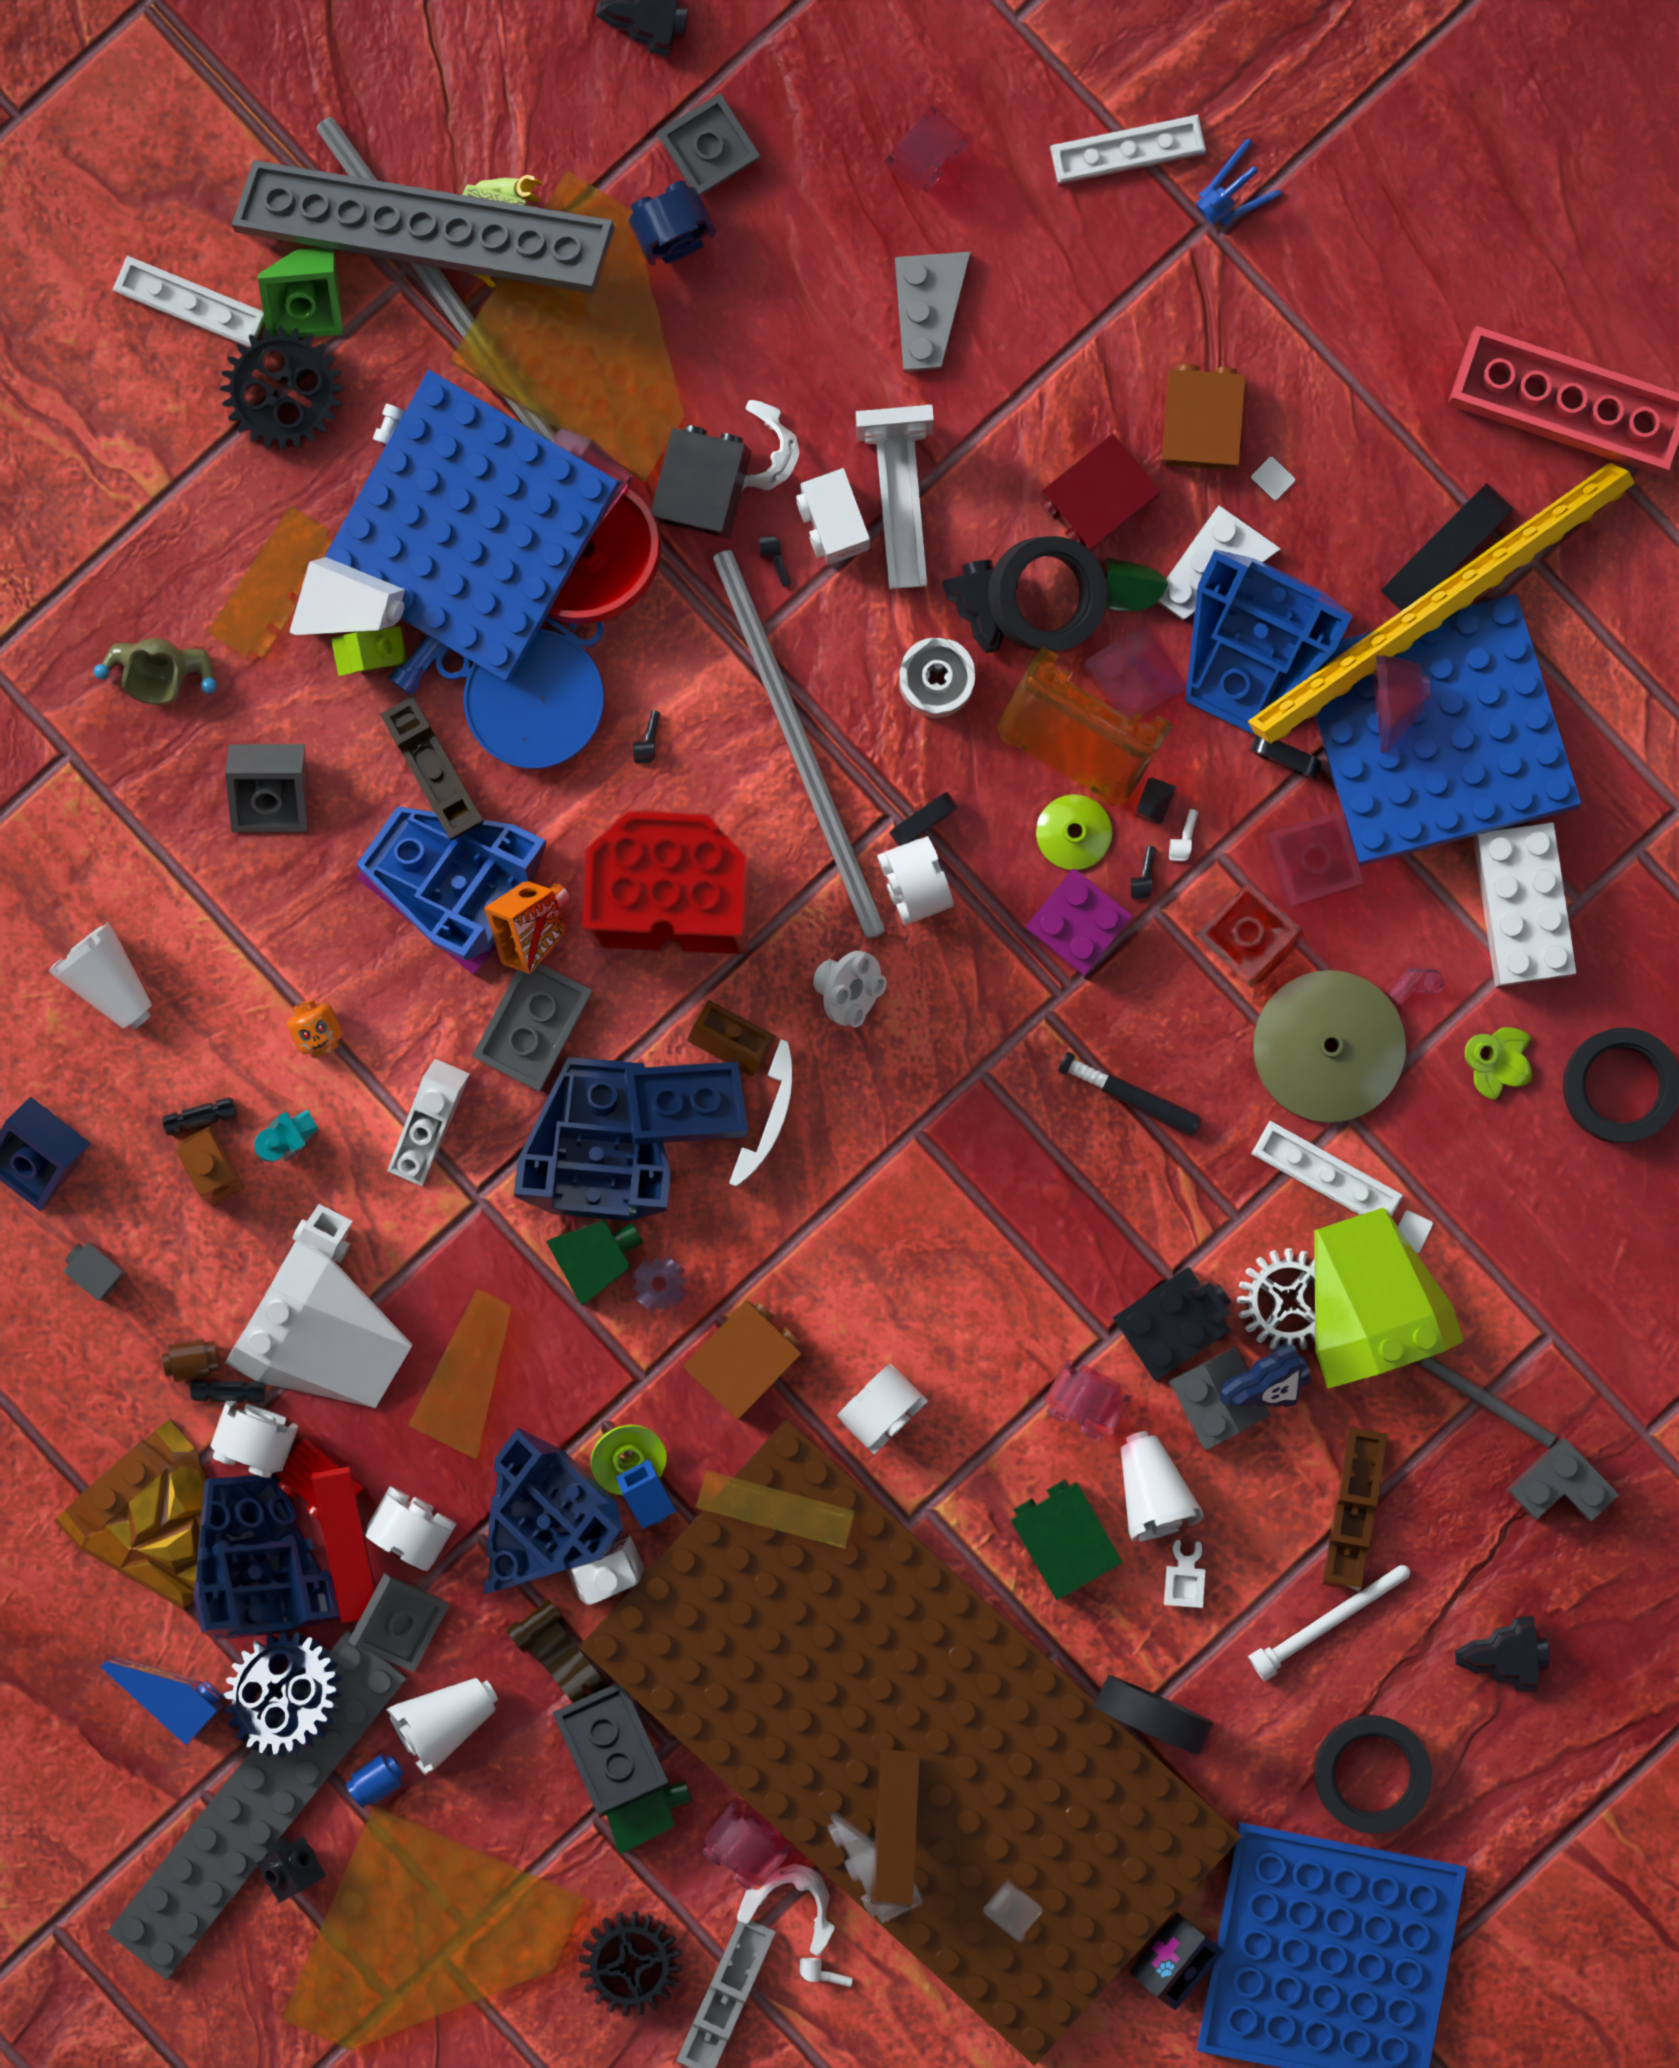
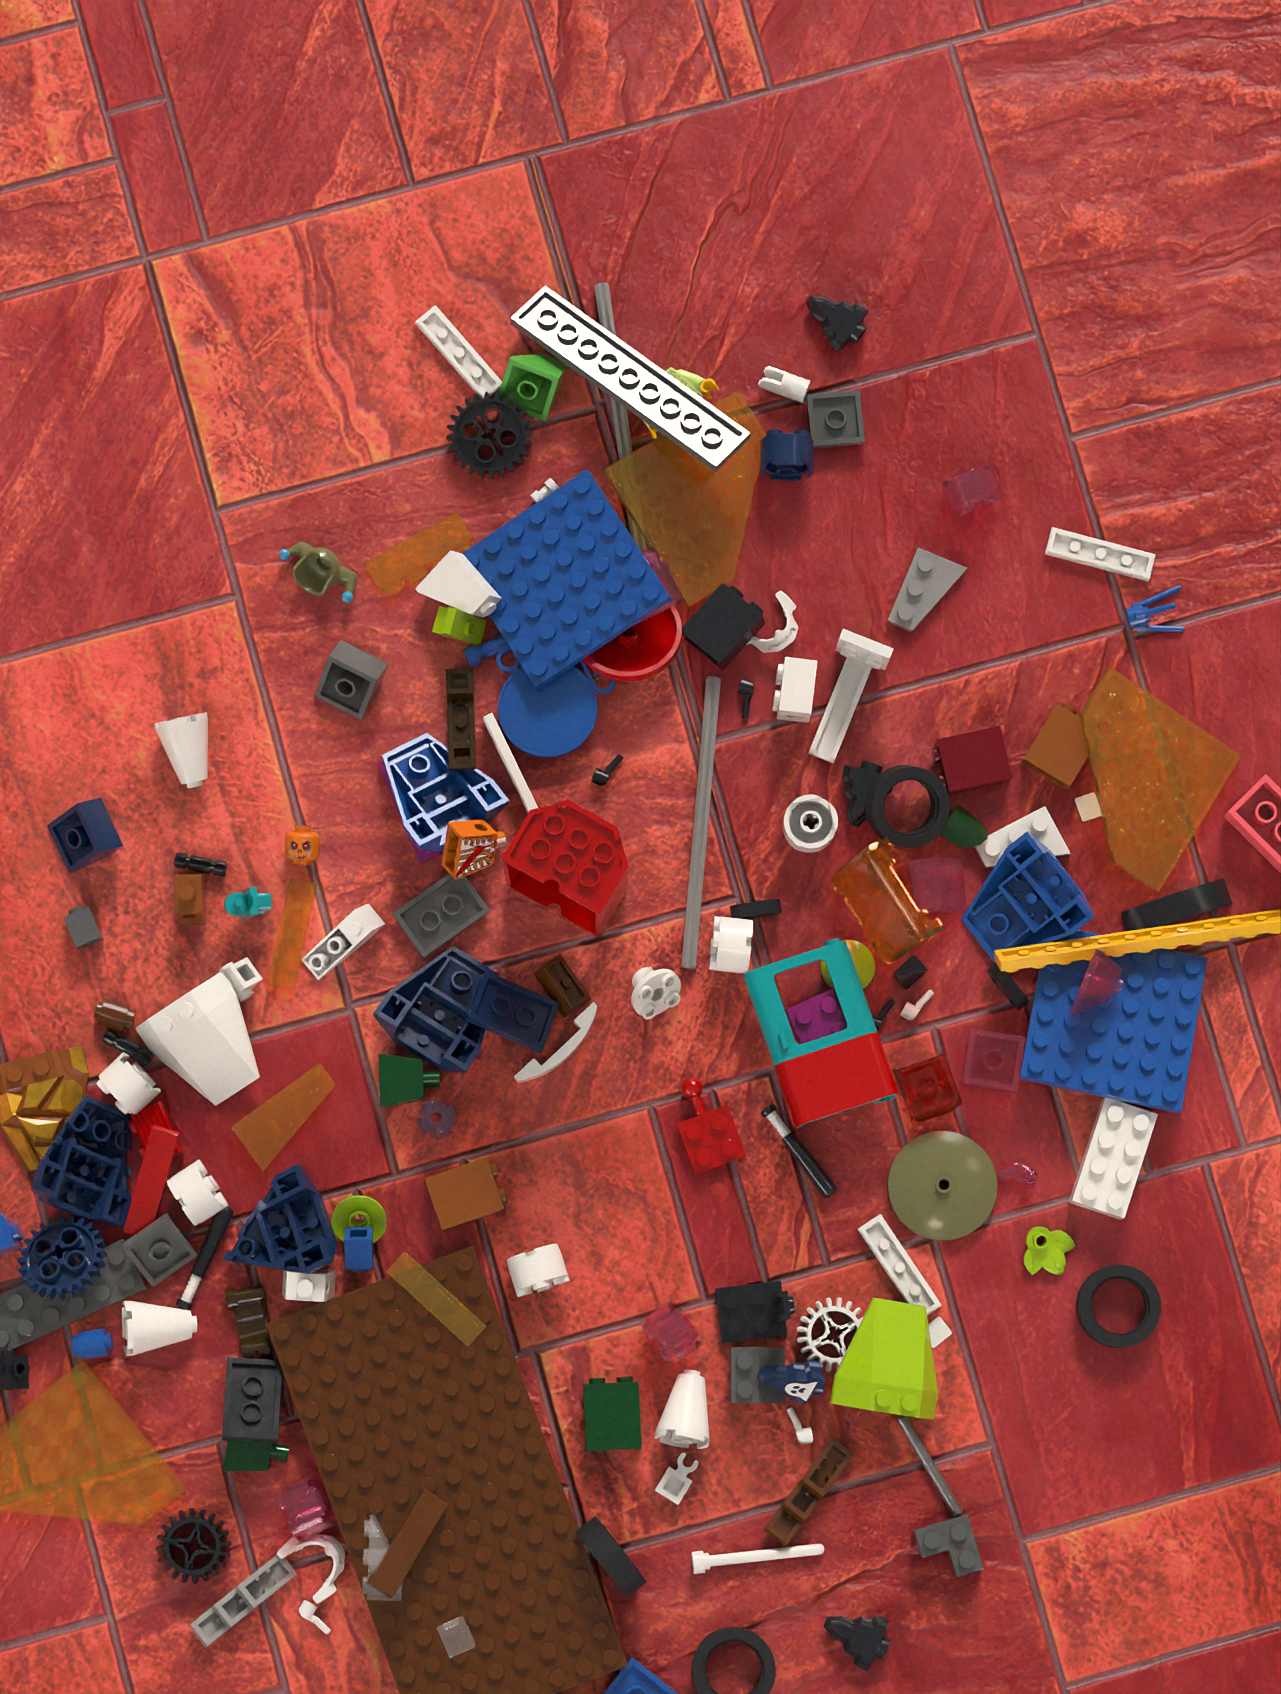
camera: 20 degrees right, 5 degrees down
(359, 1145) = (291, 934): none -> clear yellow tile
(459, 1591) = (212, 1241): none -> black piece
(524, 793) = (509, 762): none -> white tile
(621, 133) = (785, 384): none -> white hinge
(1010, 1132) = (709, 1136): none -> red plate
(1123, 974) = (832, 1070): none -> piece
(1313, 1442) = (803, 1435): none -> white hand
(1332, 399) = (1149, 775): none -> clear yellow plate

